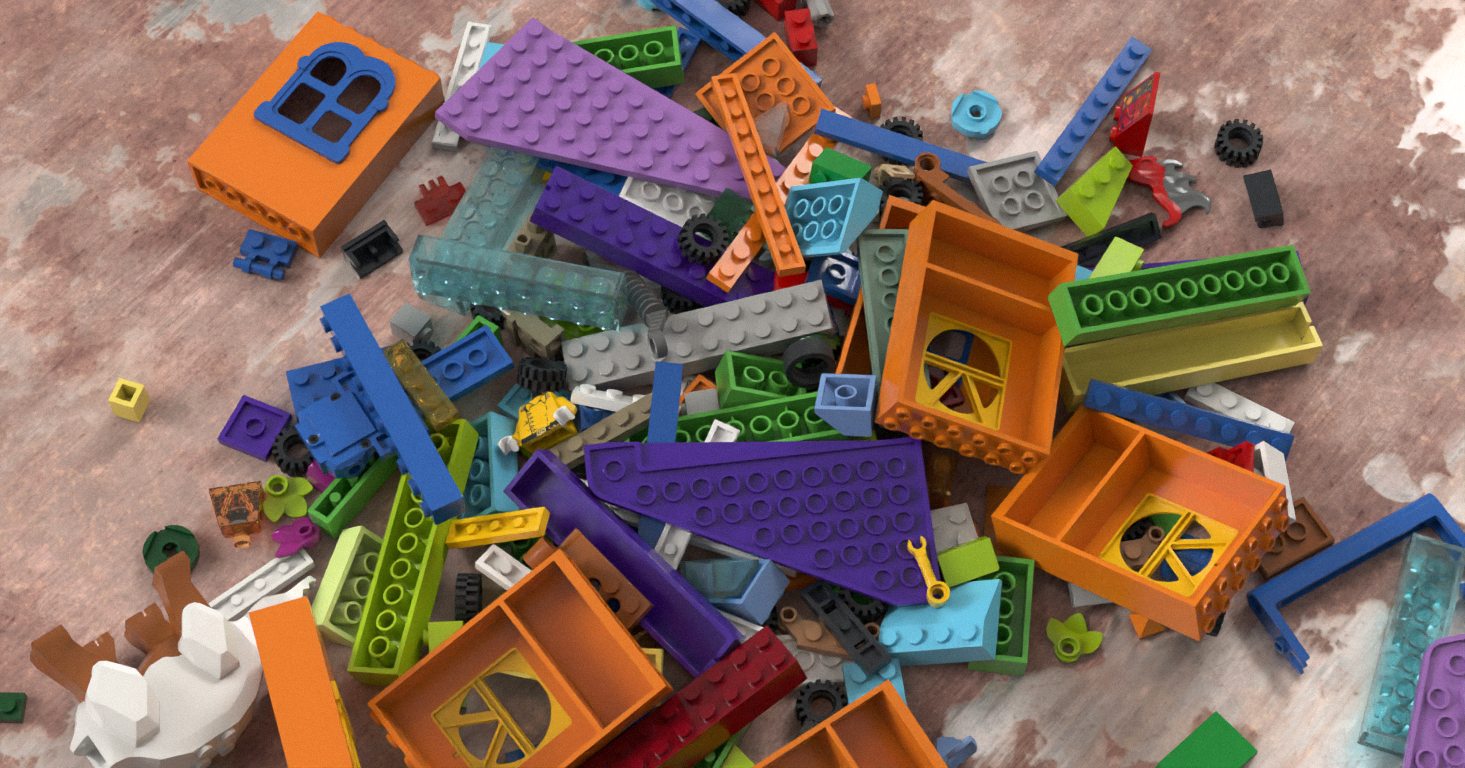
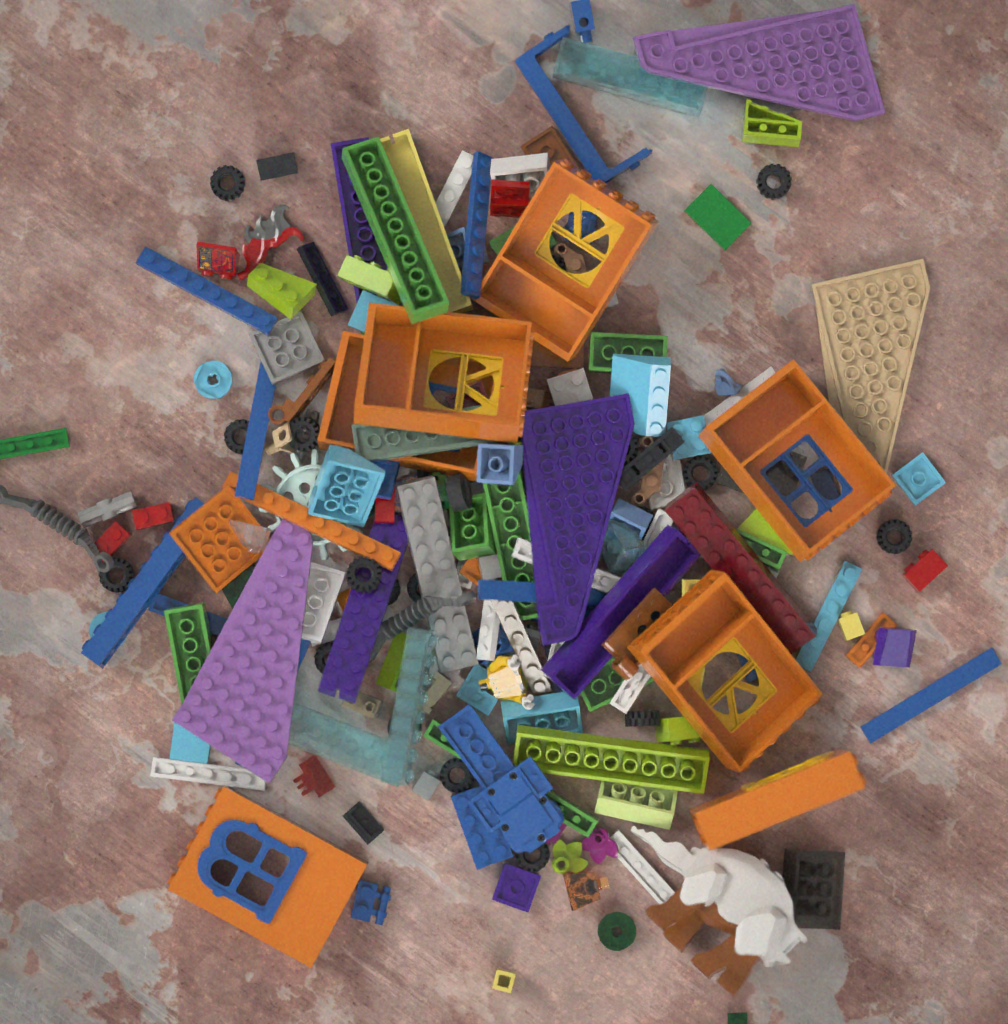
camera: 90 degrees left, 25 degrees up
(392, 410) = (518, 784): blue brick -> none
(421, 385) = (493, 768): clear yellow plate -> none
(497, 528) = (599, 701): yellow plate -> none
(542, 374) = (462, 684): black tyre -> none
(731, 210) = (329, 561): clear green brick -> none
(758, 175) = (300, 539): orange plate -> none
(836, 166) = (291, 478): green brick -> none
(871, 101) = (208, 459): orange plate -> none
(933, 585) = (619, 401): yellow brick -> none
(967, 561) = (595, 378): lime panel -> none
(1073, 635) = (633, 305): lime plate -> none

